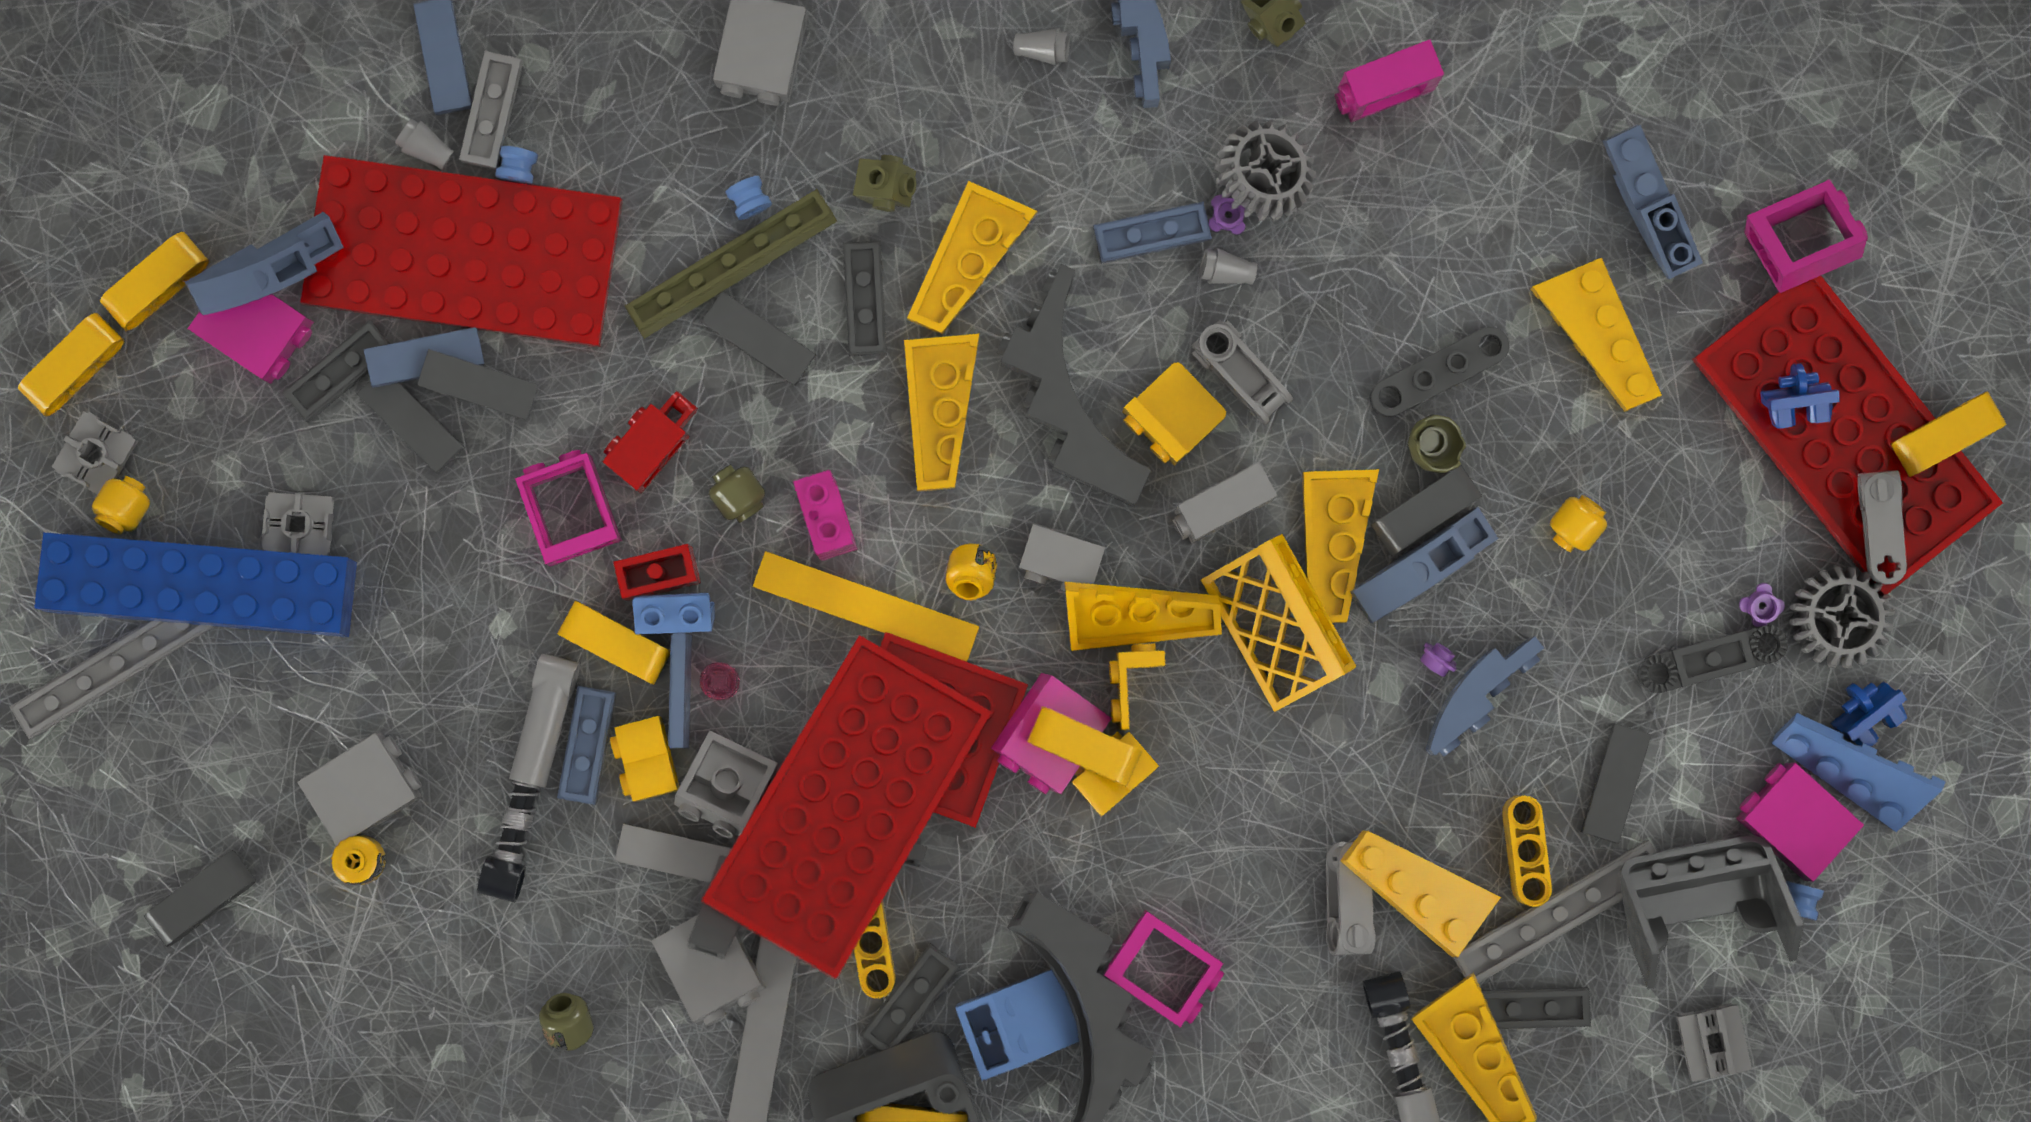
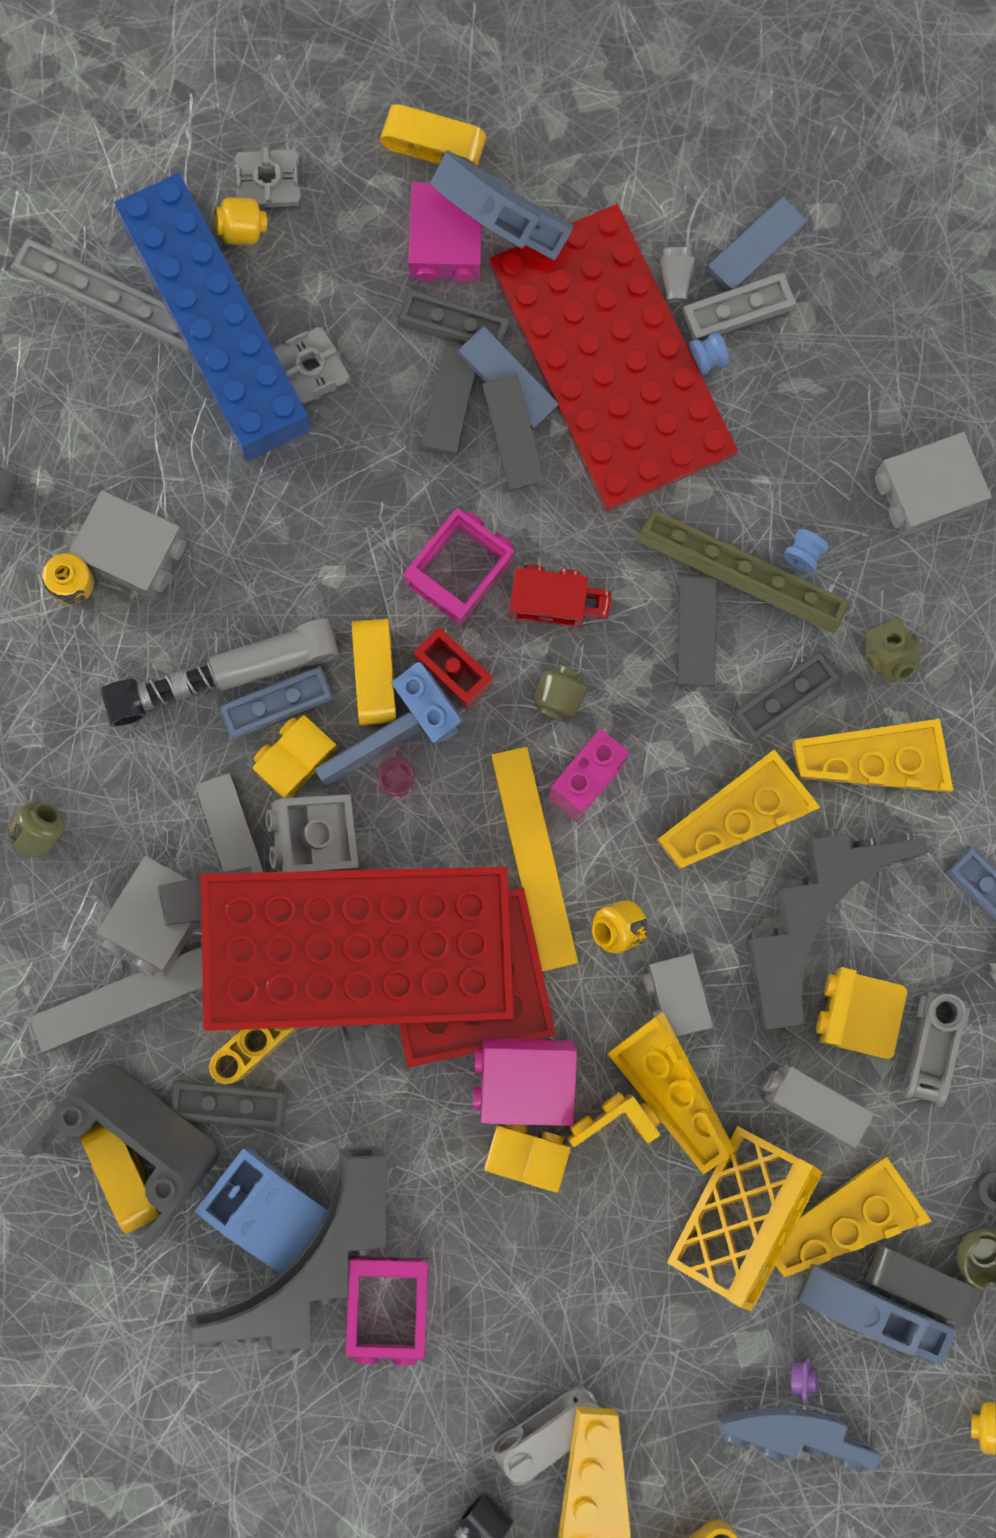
camera: 55 degrees right, 5 degrees down
(71, 364) = (326, 117): yellow beam -> none
(1084, 746) = (534, 1118): yellow beam -> none

